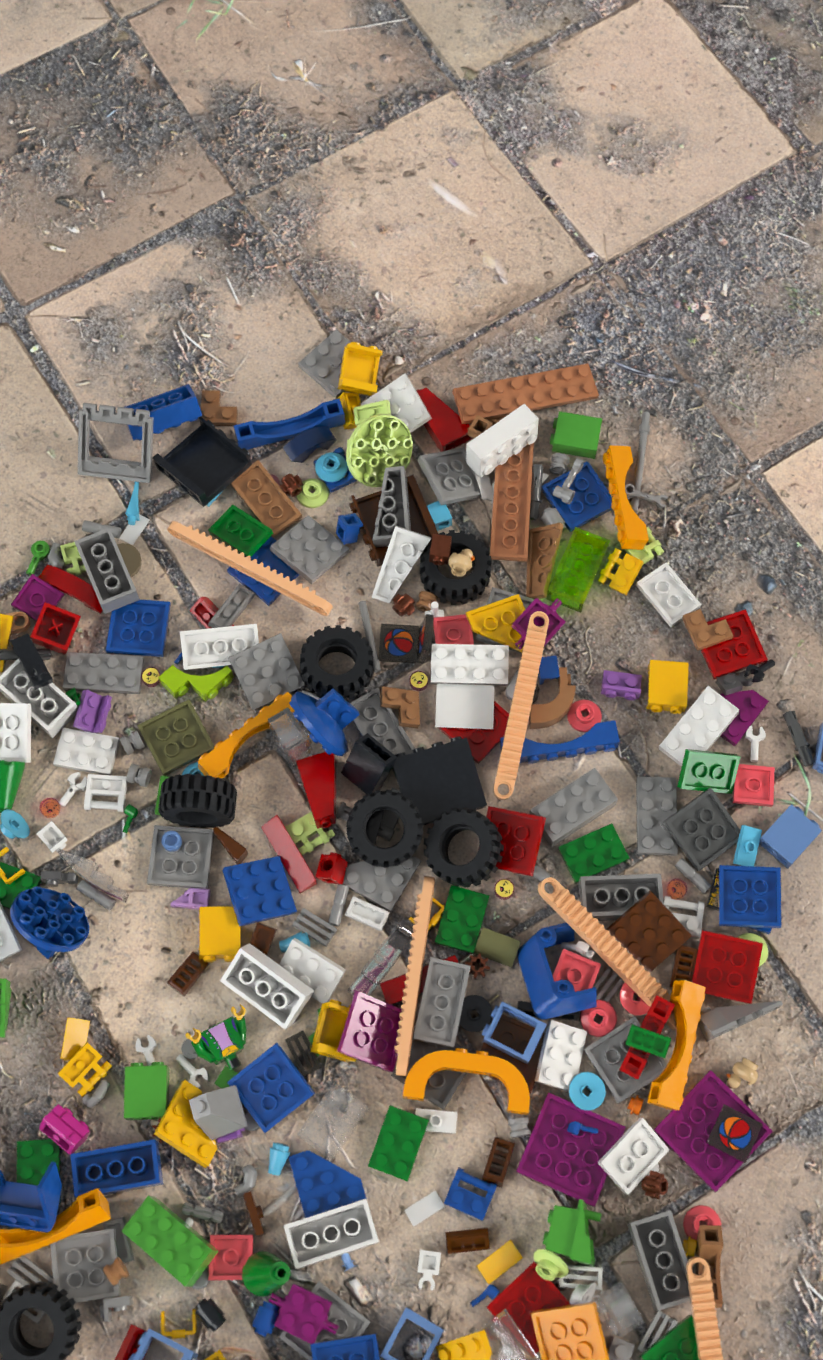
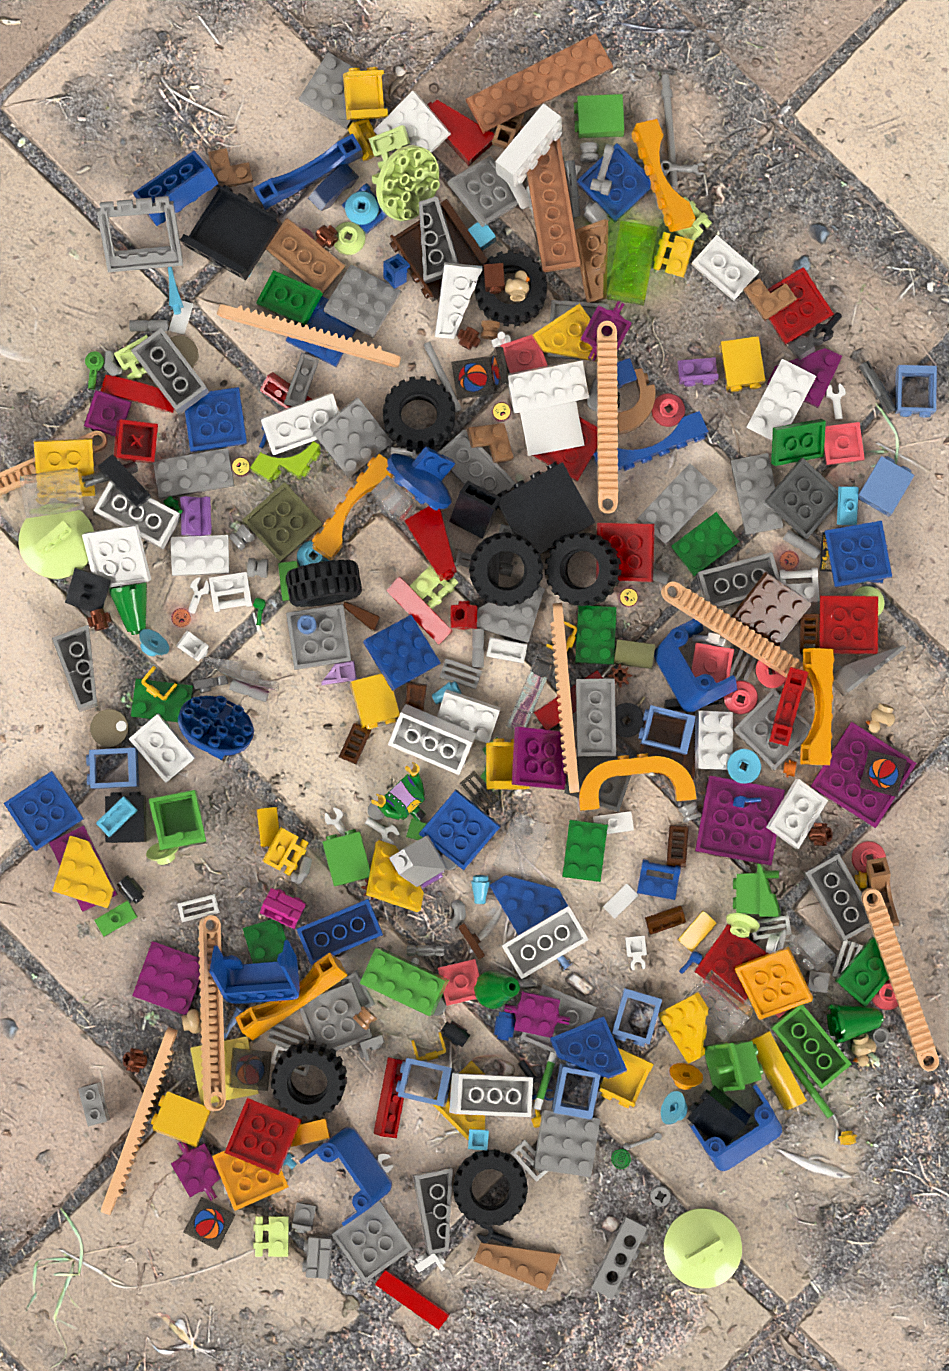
camera: 10 degrees left, 15 degrees up
(648, 1041) = (790, 710): green plate -> none

